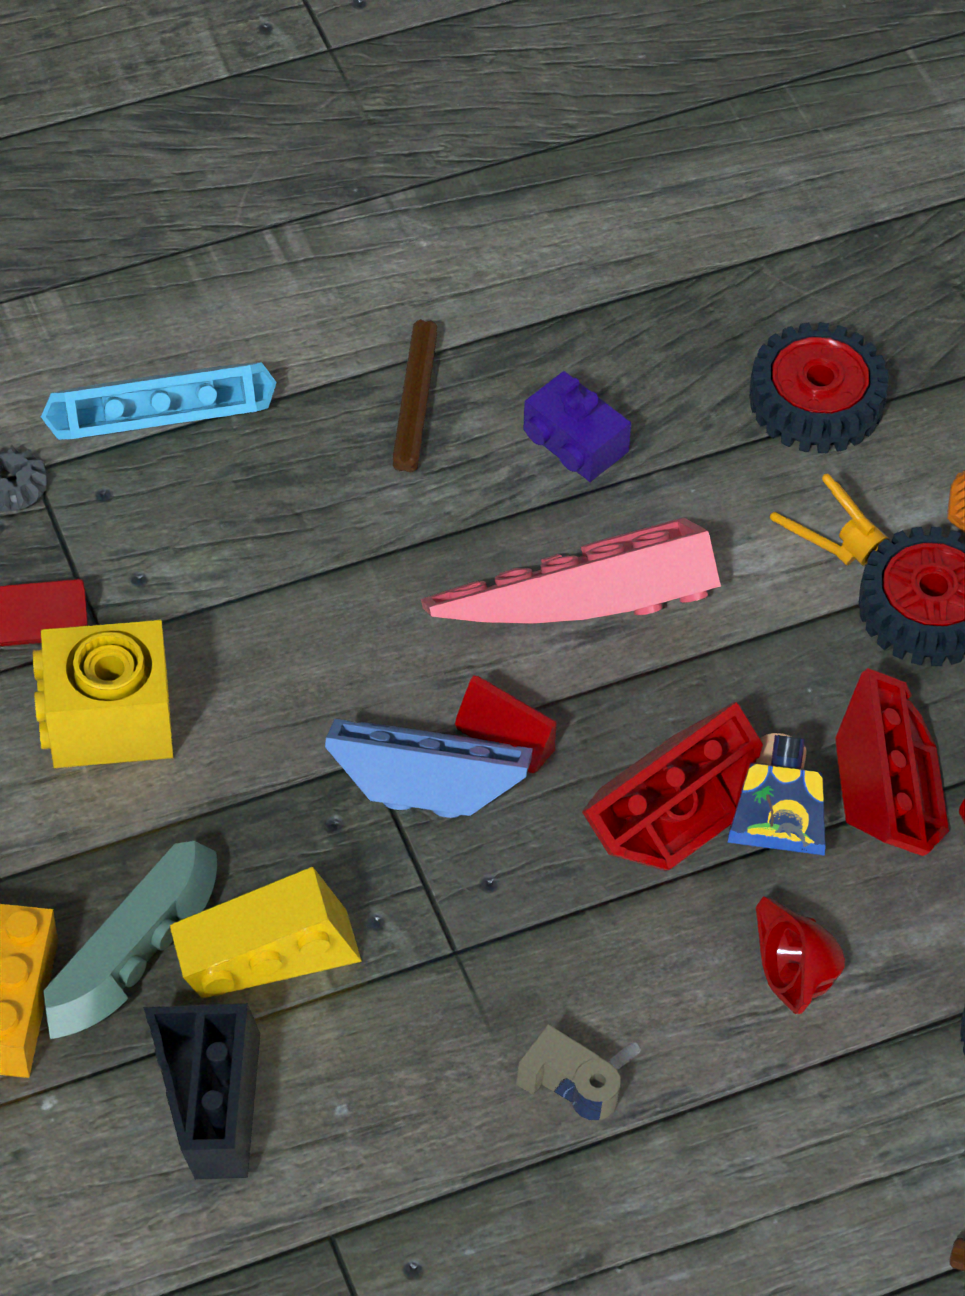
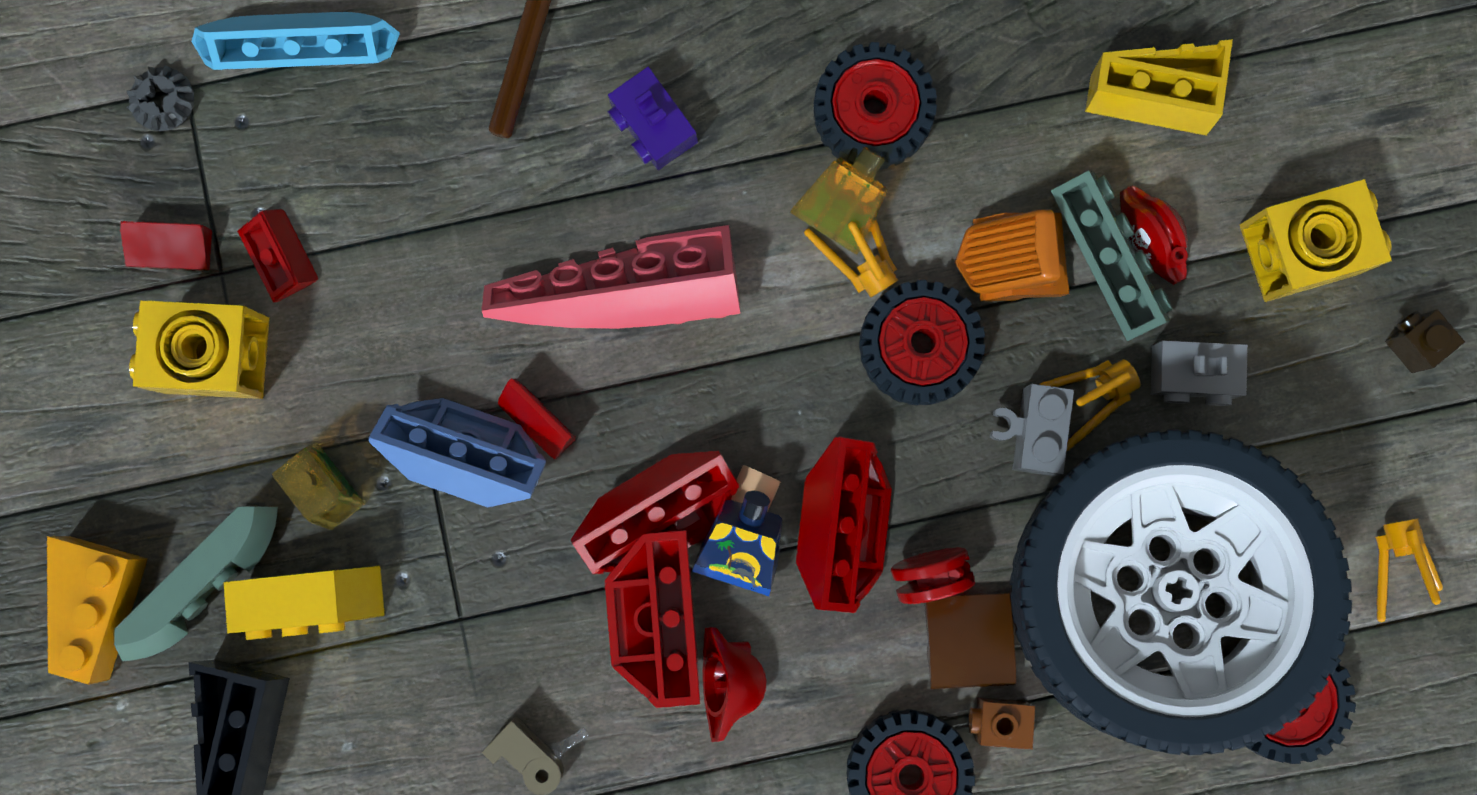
camera: 15 degrees right, 30 degrees up
(158, 596) = (277, 254): none -> red slope
(264, 818) = (316, 486): none -> clear yellow torso
(697, 887) = (655, 620): none -> red wedge
(800, 459) = (843, 196): none -> clear yellow torso

